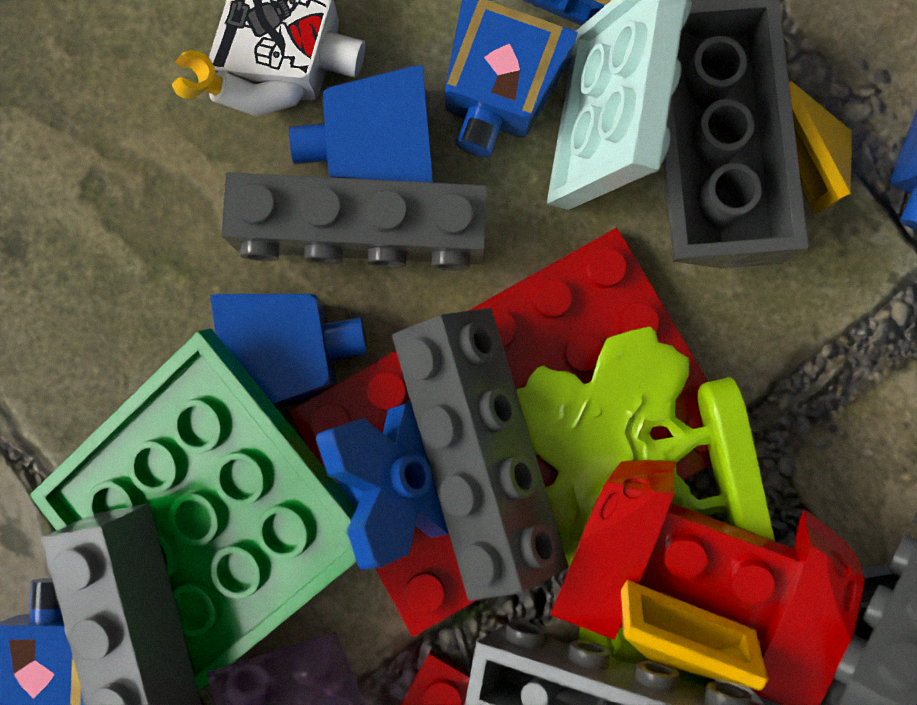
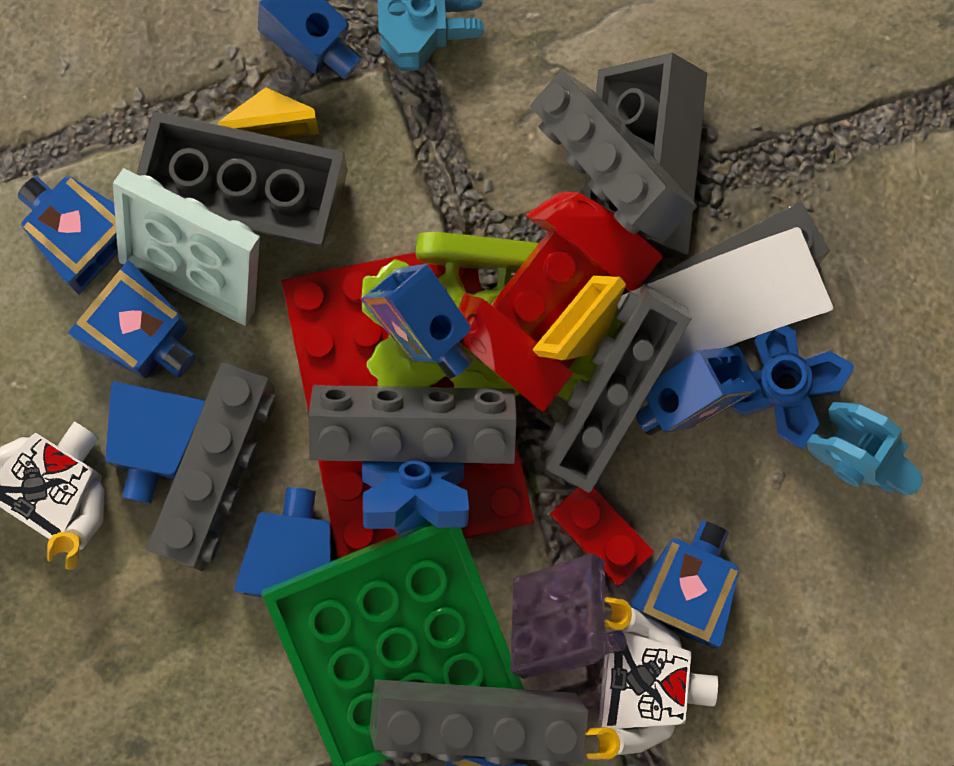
camera: 75 degrees left, 5 degrees down
(622, 421) = (421, 317): none -> blue torso

